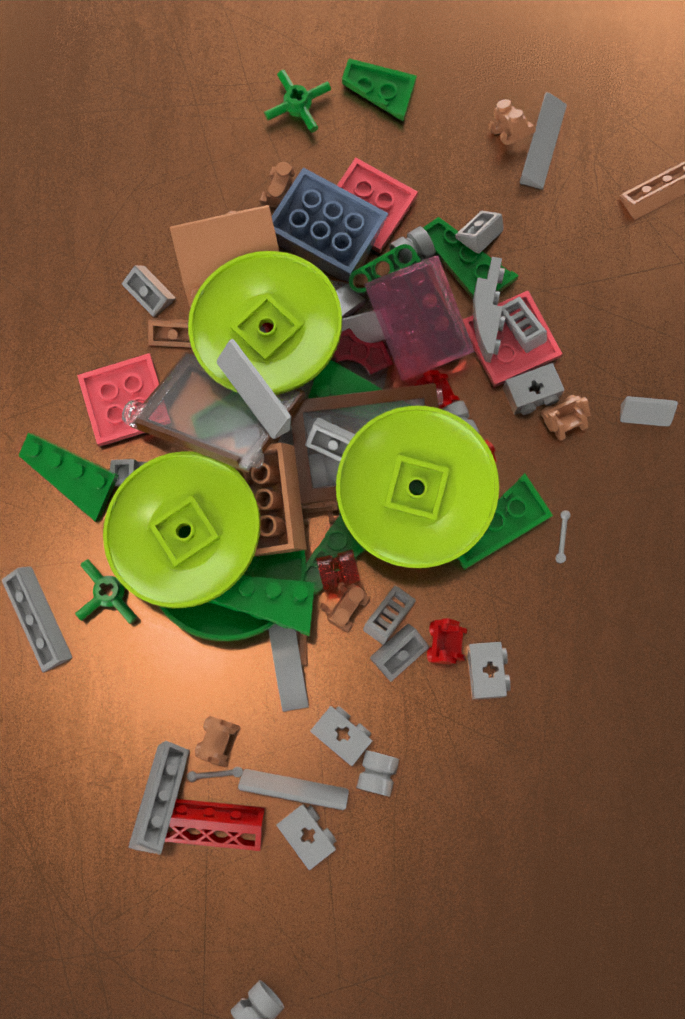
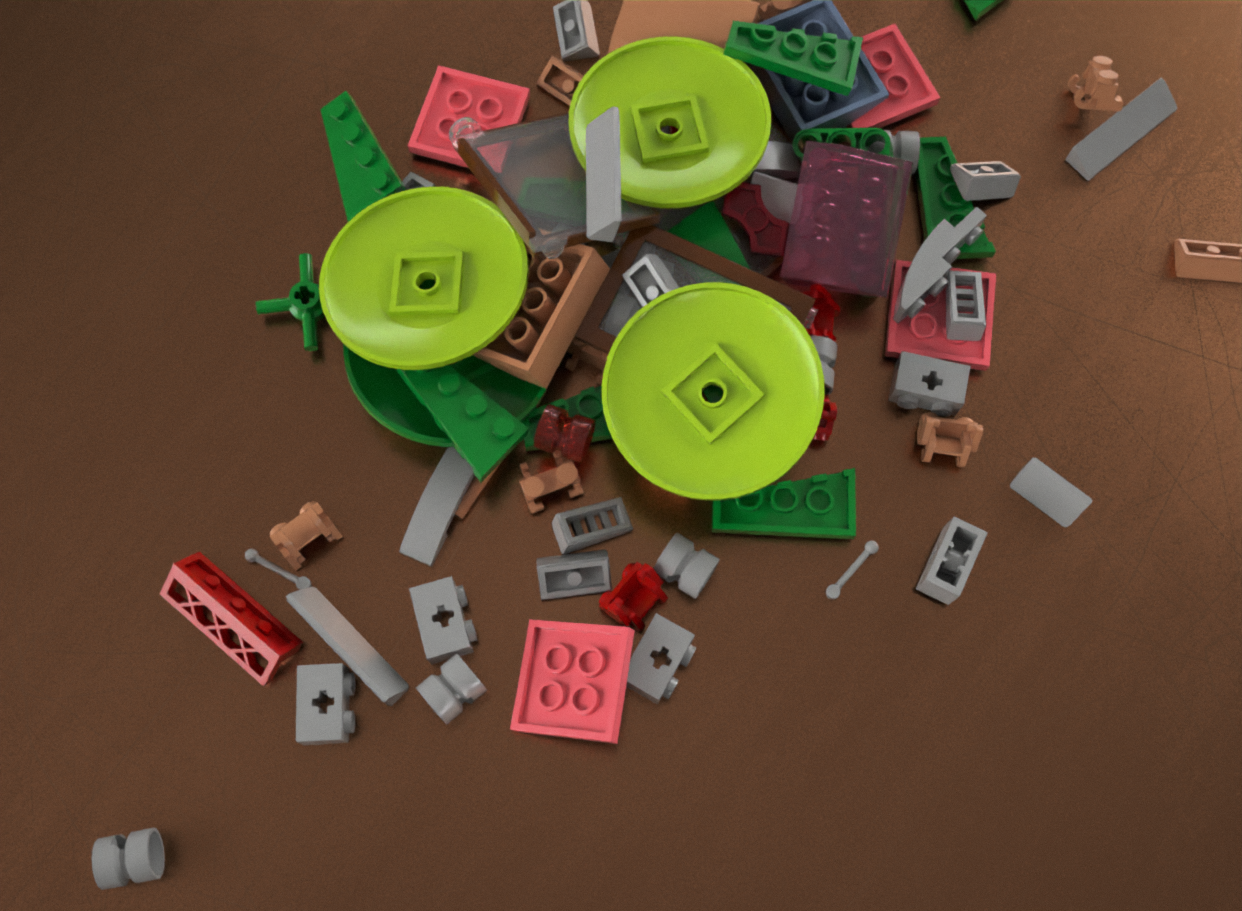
camera: 30 degrees right, 5 degrees down
(36, 618) = (217, 284): light grey slope -> none
(159, 798) = (195, 551): light grey slope -> none
(326, 221) = (808, 58): none -> green wing
(447, 718) = (573, 680): none -> coral plate
(465, 602) = (686, 565): none -> light grey wheel
(619, 493) = (951, 560): none -> light grey brick

